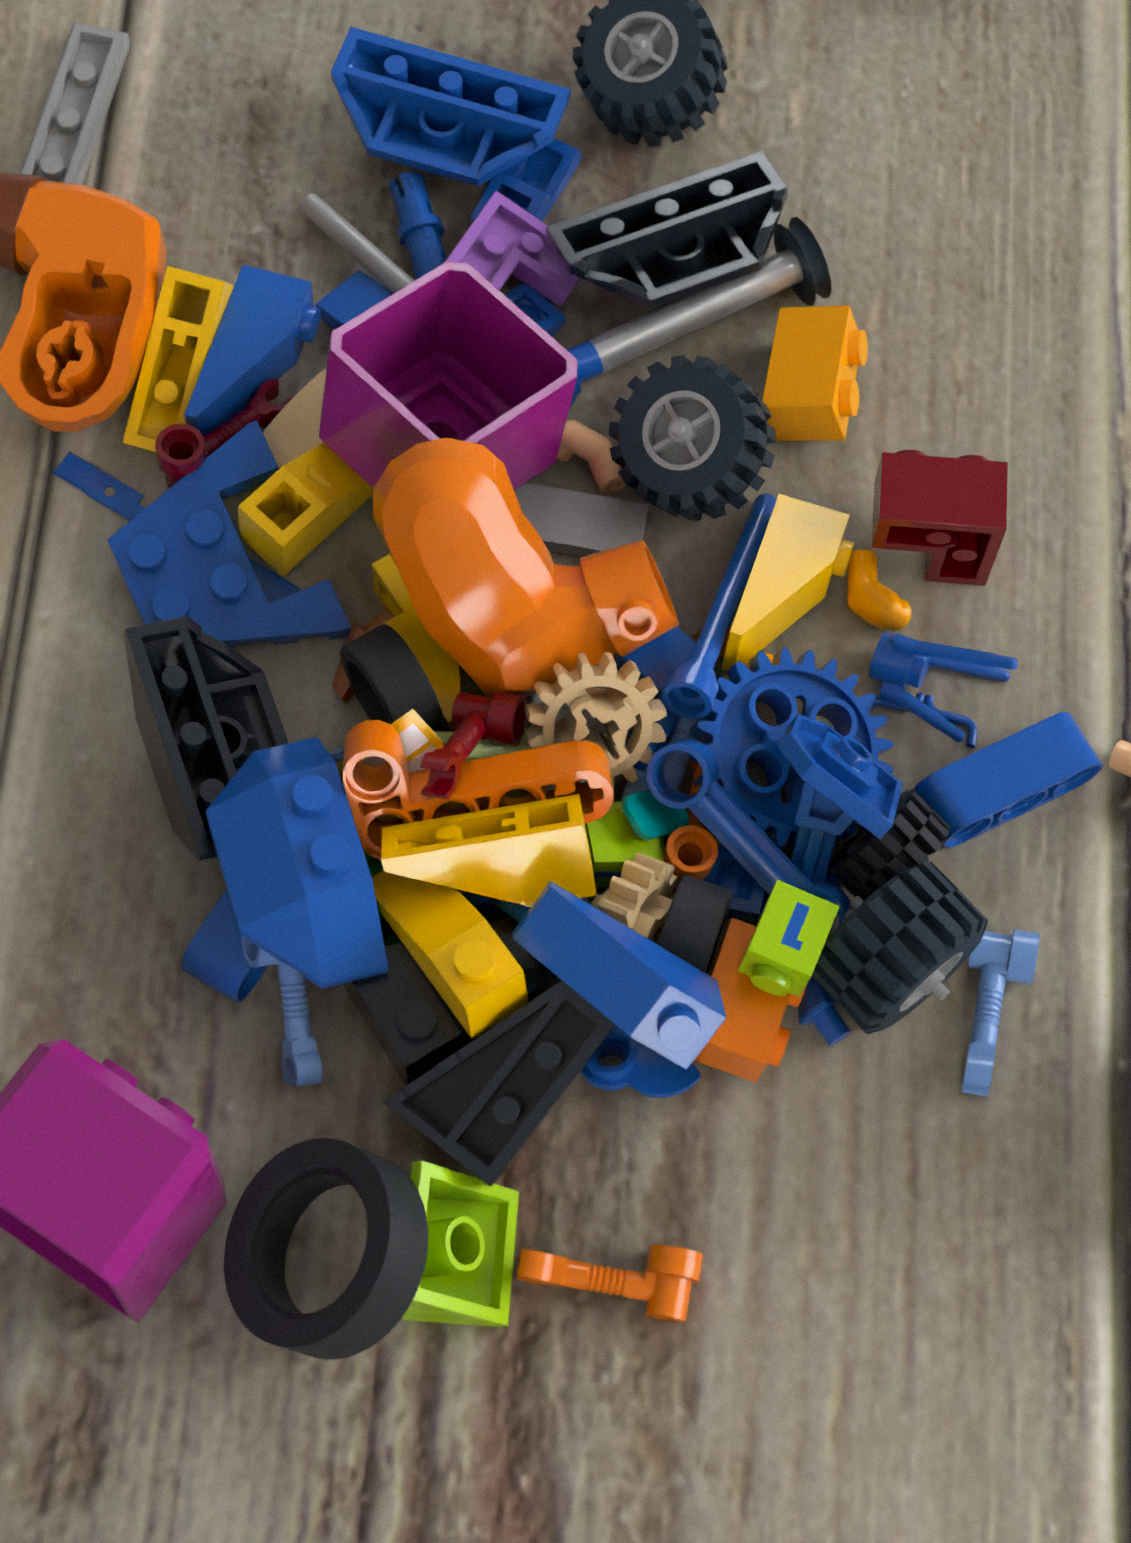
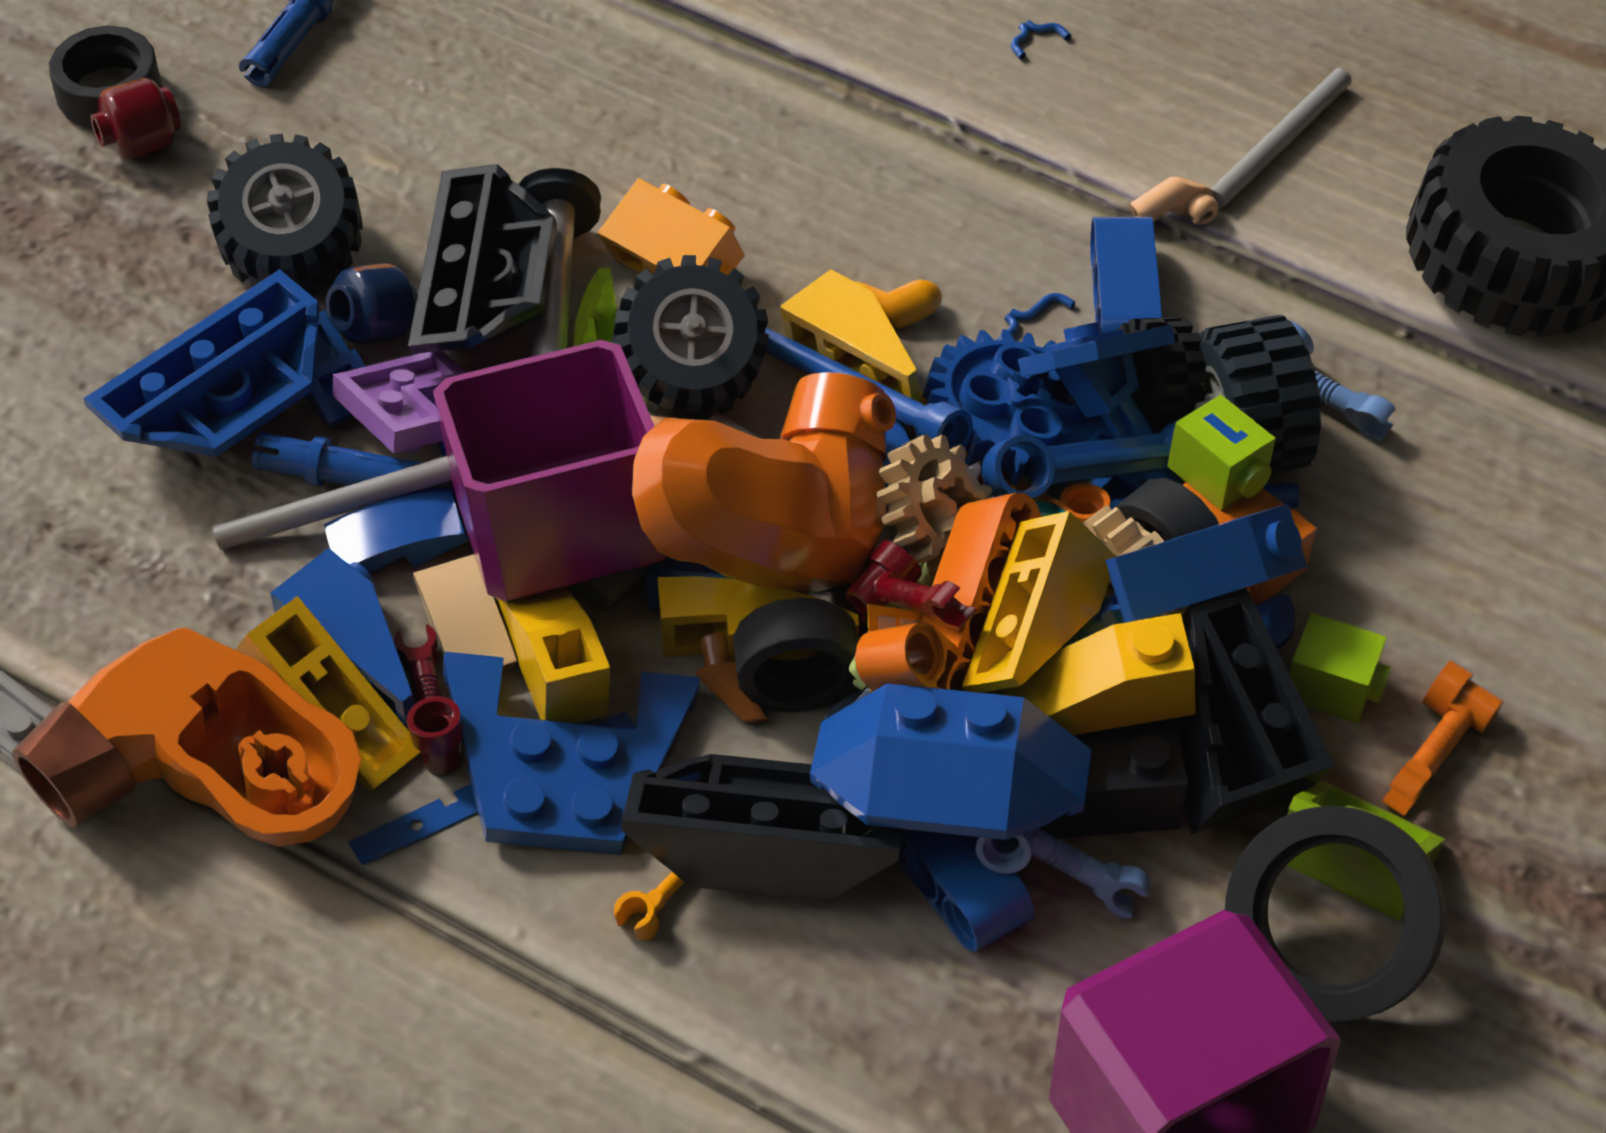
camera: 60 degrees left, 15 degrees down
(103, 699) = (650, 904): none -> light orange hand
(601, 174) = (371, 303): none -> dark blue head
(638, 1153) = (1339, 667): none -> lime brick
(718, 345) = (597, 310): none -> clear neon green slope
(905, 662) = (982, 301): blue plant -> none
(942, 508) = (875, 201): dark red brick -> none

